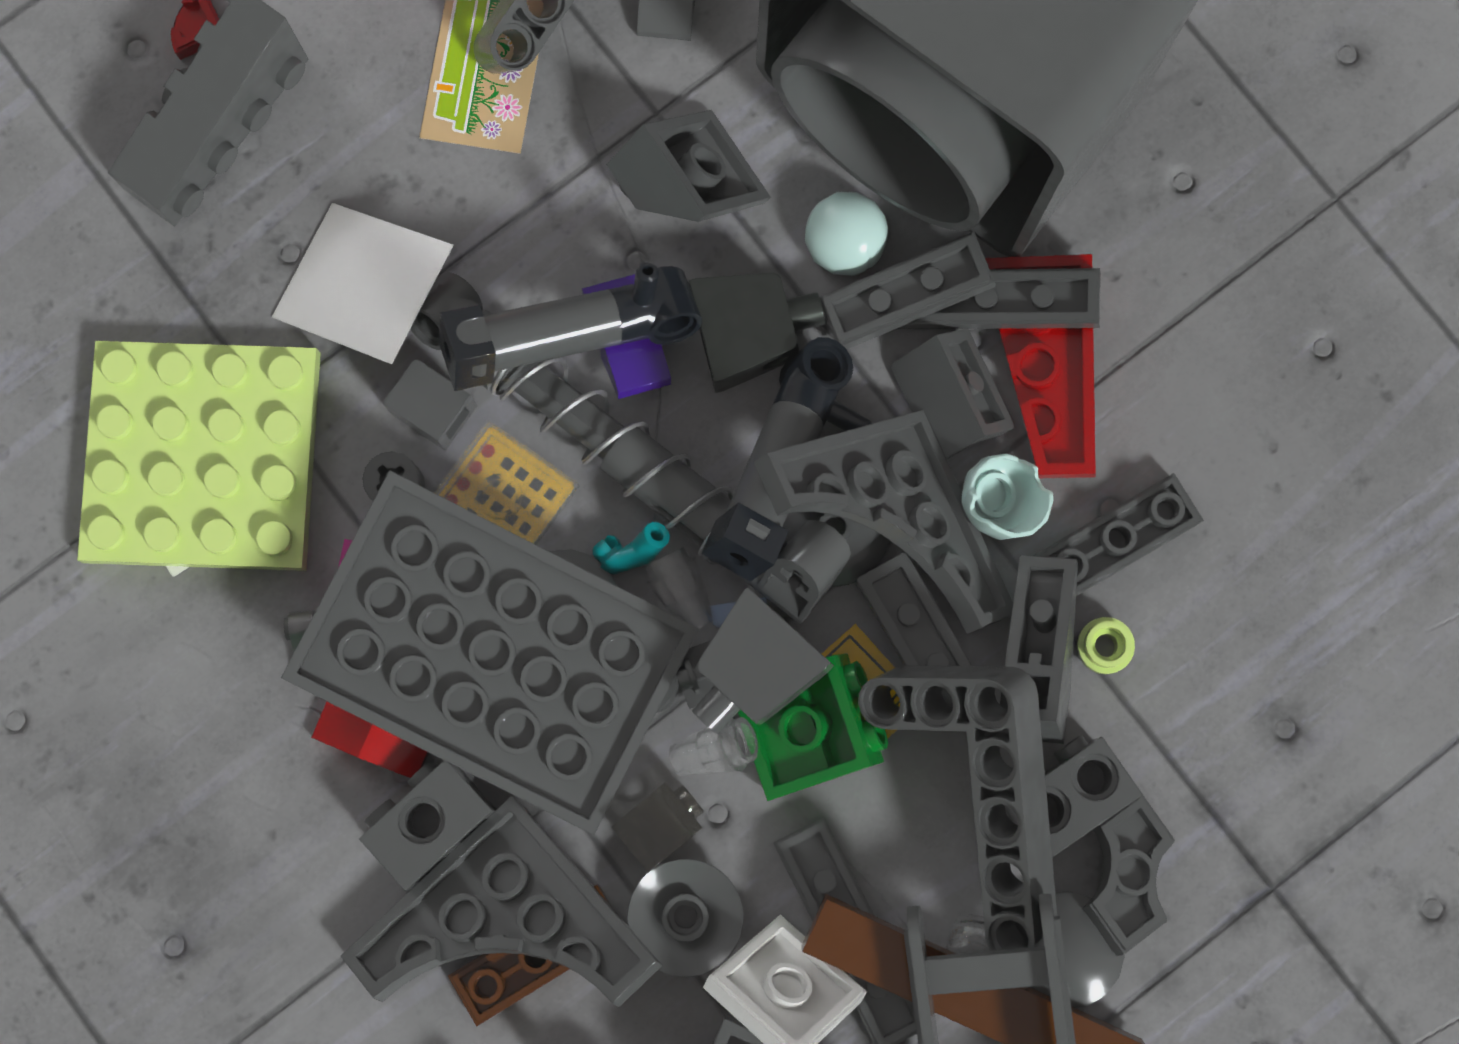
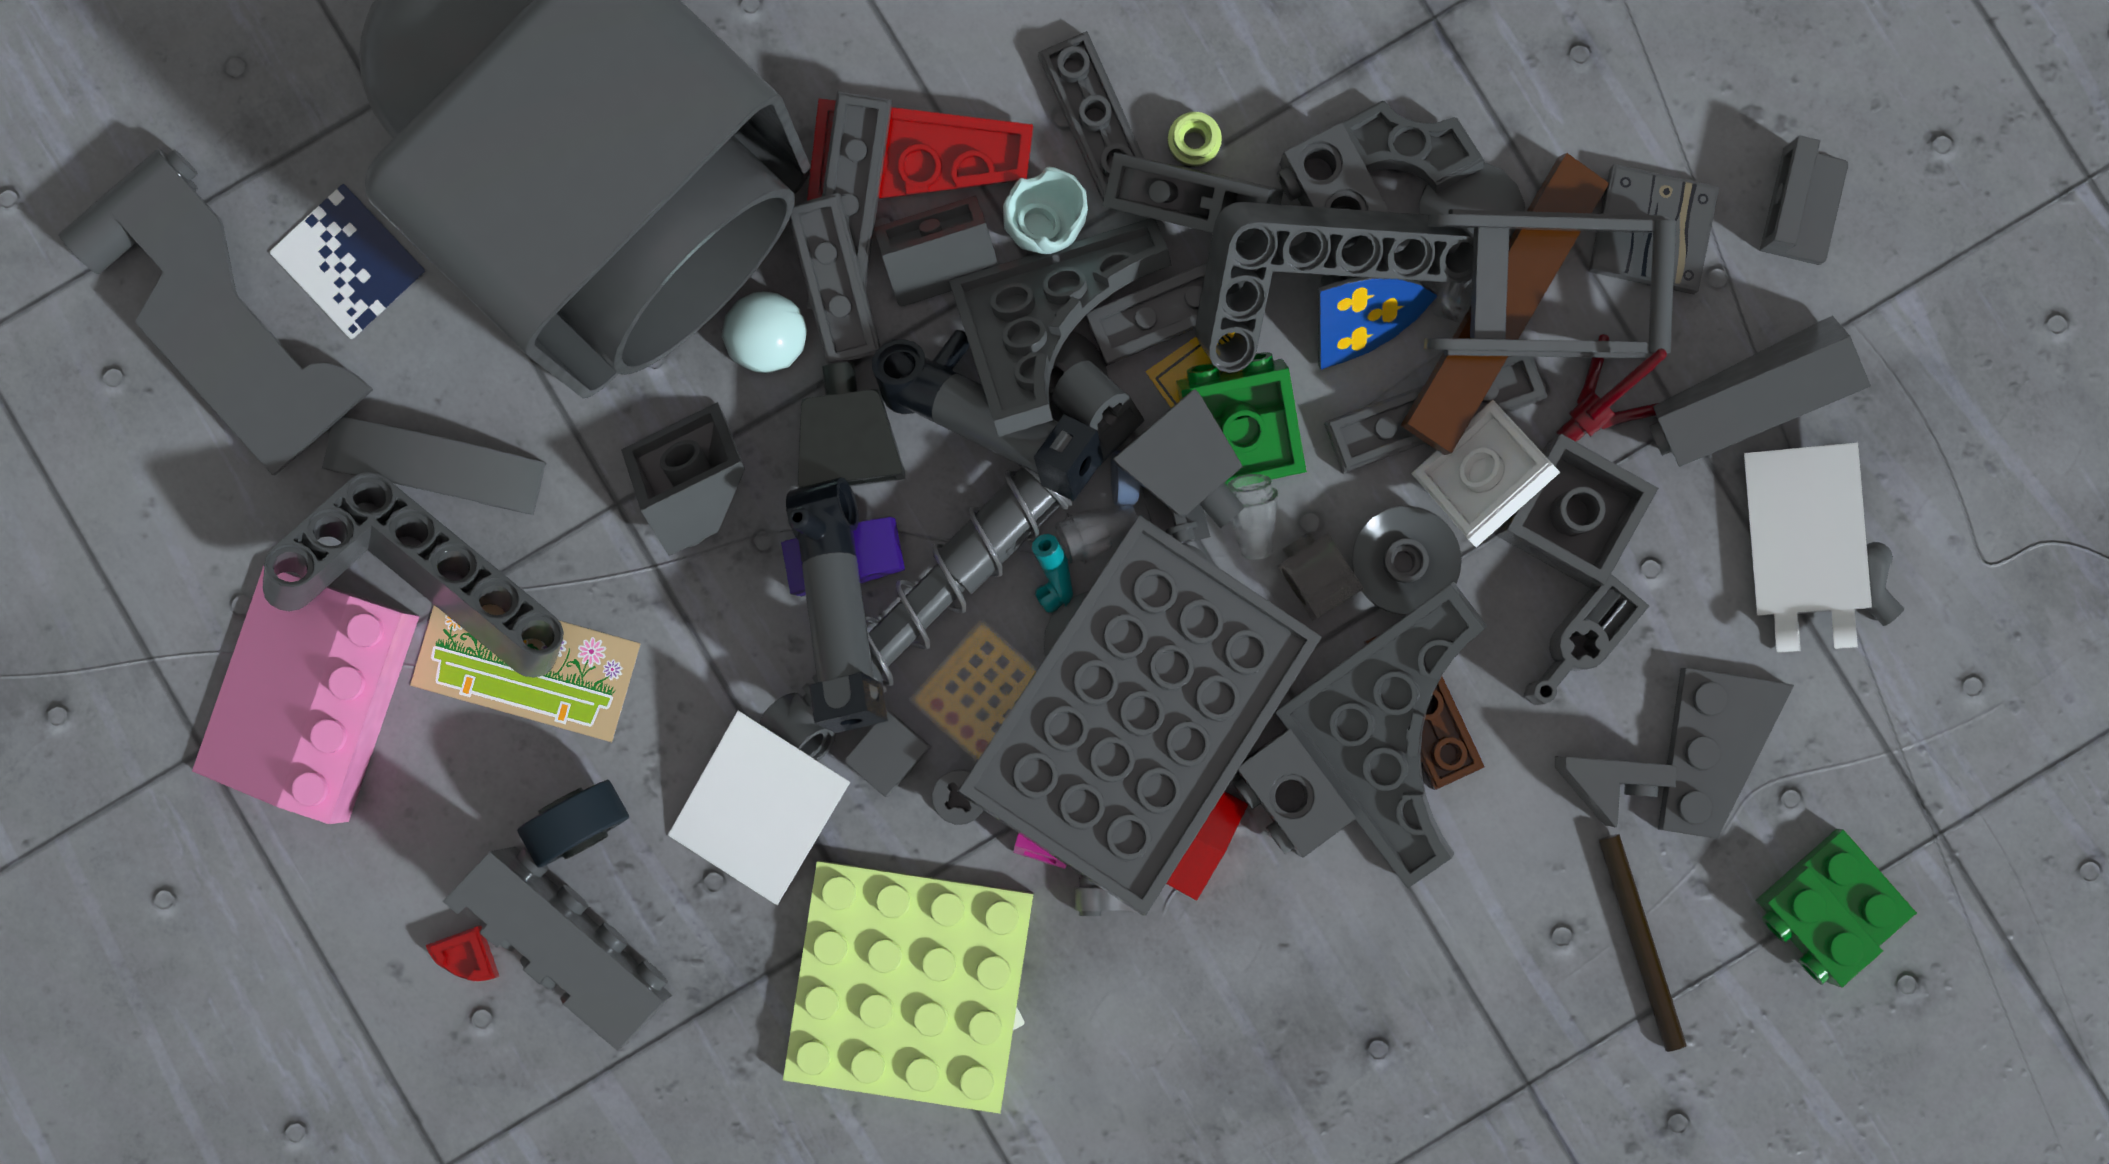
camera: 80 degrees left, 5 degrees up
(329, 103) = (573, 823): none -> black wheel
(940, 844) = (1365, 314): none -> blue shield

